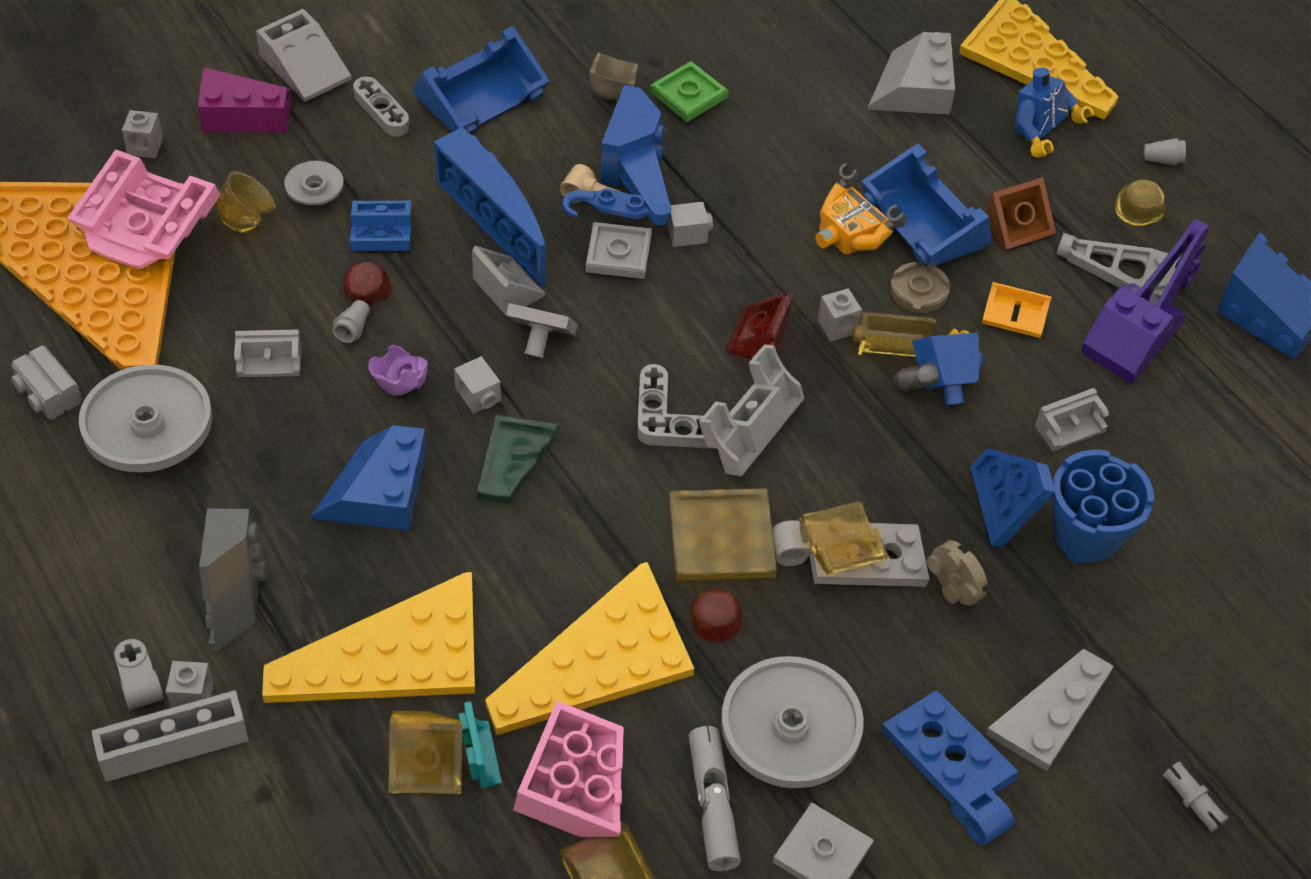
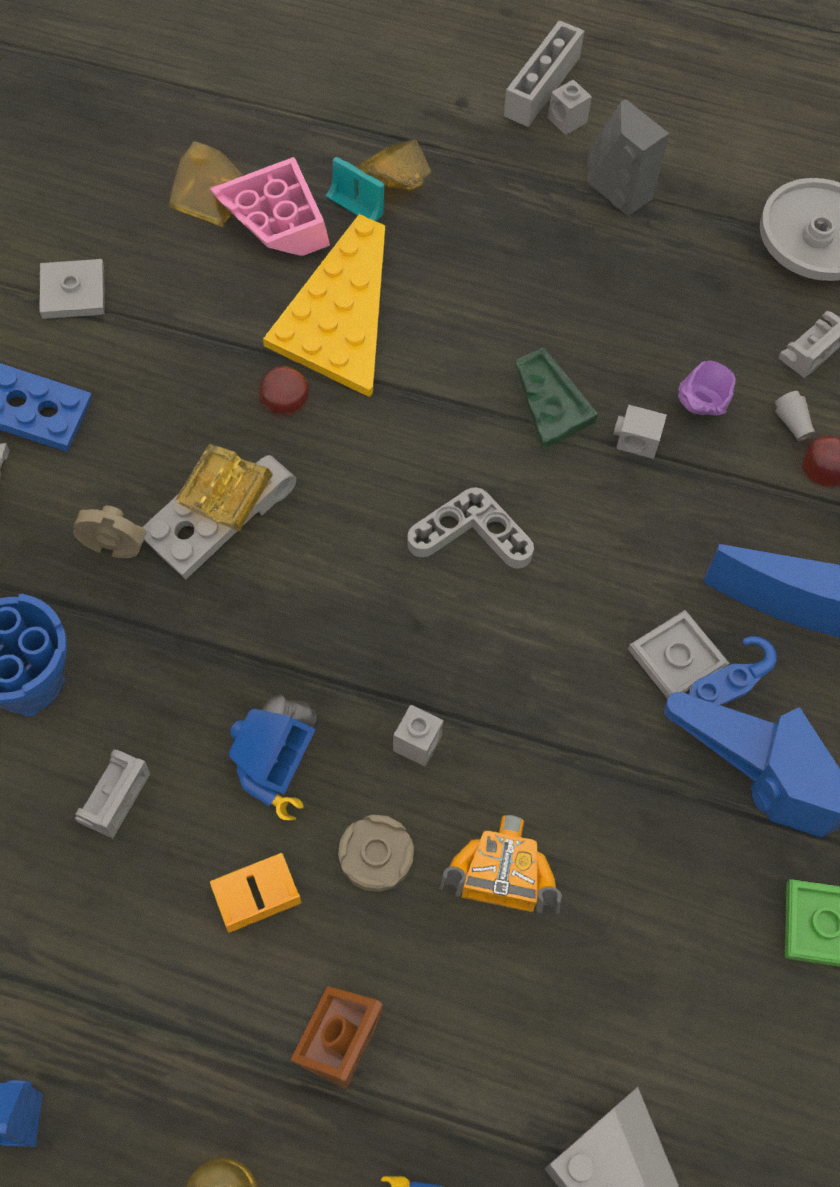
camera: 140 degrees right, 10 degrees up
(137, 677) = (608, 93): light grey piece -> none
(378, 481) = (617, 310): blue wedge -> none
(400, 652) = (474, 223): yellow wing -> none
(503, 279) = (731, 528): light grey slope -> none
(541, 324) = (652, 512): light grey tile -> none
(581, 178) = (780, 700): tan pin -> none
(689, 224) = (648, 734): light grey brick -> none
(717, 820) = (158, 255): light grey piece -> none
(722, 534) = (334, 451): clear yellow plate -> none
(756, 416) = (392, 556): light grey bracket -> none
(760, 325) = (474, 667): clear red slope -> none
(792, 722) = (155, 338): light grey dish -> none
(891, 333) = (347, 756): clear yellow window -> none
(937, 221) = (433, 943): blue windscreen -> none
(1009, 492) = (112, 637): blue plate -> none
(1079, 252) = (134, 1079): light grey plate -> none
(1135, 321) = (104, 981): dark purple slope -> none

